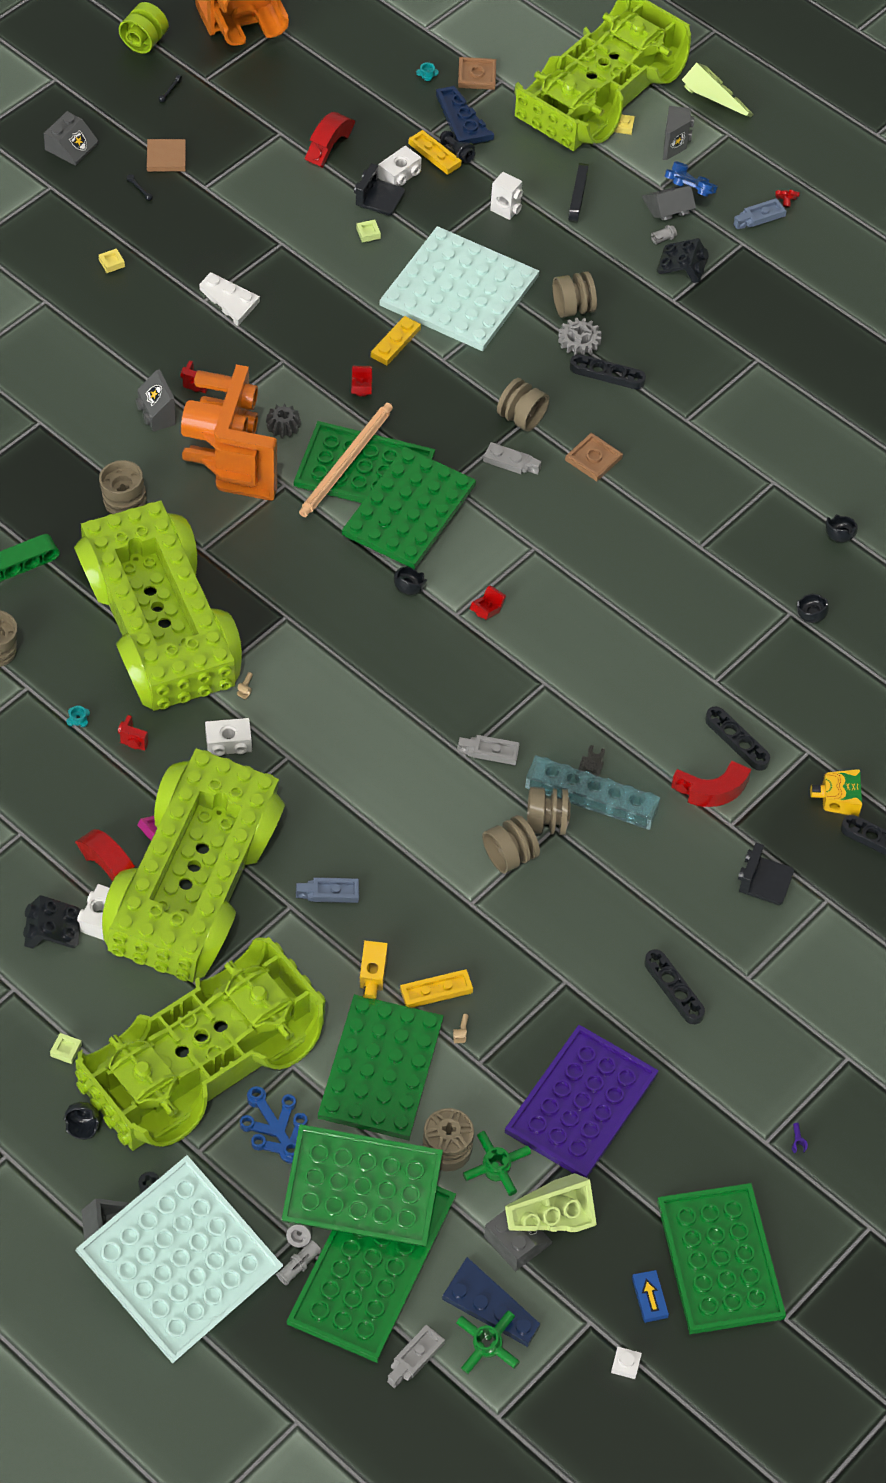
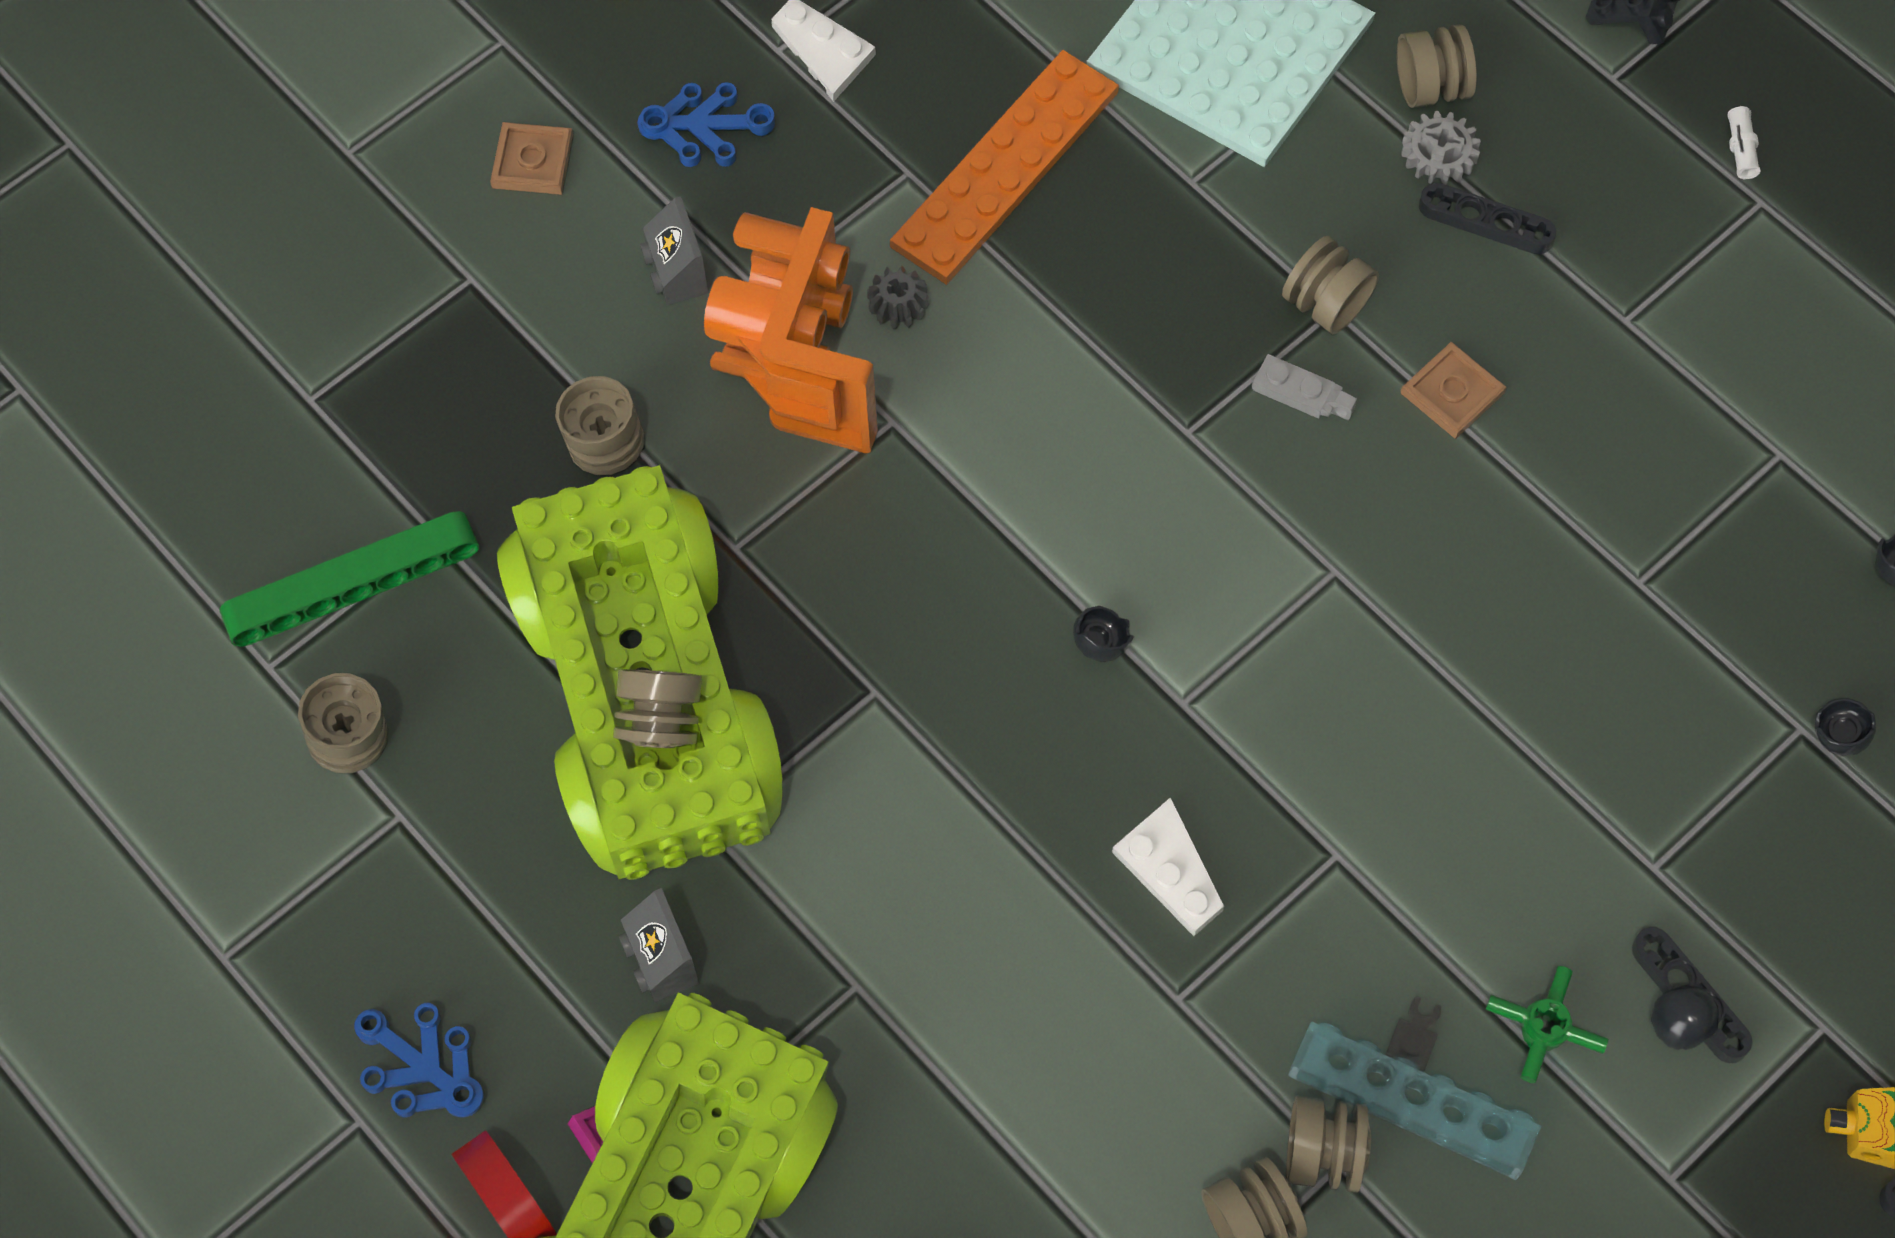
camera: 10 degrees right, 10 degrees up
(53, 804) = (423, 1066): none -> blue plant
(69, 359) = (532, 158): none -> medium nougat tile
(78, 711) = (480, 874): teal plate -> none
(132, 736) = (576, 937): red bracket -> none
(142, 338) = (701, 122): none -> blue plant
(172, 612) = (657, 707): none -> dark tan wheel
(178, 735) = (658, 948): none -> dark grey slope
(188, 375) = (739, 201): red bracket -> none
(236, 729) = (729, 933): white brick -> none
(245, 691) = (784, 845): tan hand -> none
(337, 355) = (1004, 167): none -> orange plate
(345, 460) = (1002, 384): light nougat piece -> none
(358, 480) = (1037, 397): green plate -> none
(361, 380) = (1043, 222): red bracket -> none
(395, 340) = (1110, 141): yellow plate -> none
(409, 507) = (1110, 486): green plate -> none
(455, 692) = (1170, 867): none -> white wing
(489, 604) = (1243, 688): red bracket -> none
(489, 749) = (1228, 995): light grey hinge -> none
(660, 753) = (1551, 1010): none -> green bar
(714, 791) = (1645, 1111): red arch -> none
(733, 746) = (1684, 1017): none -> black hair
(746, 329) = (1743, 142): none -> white pin

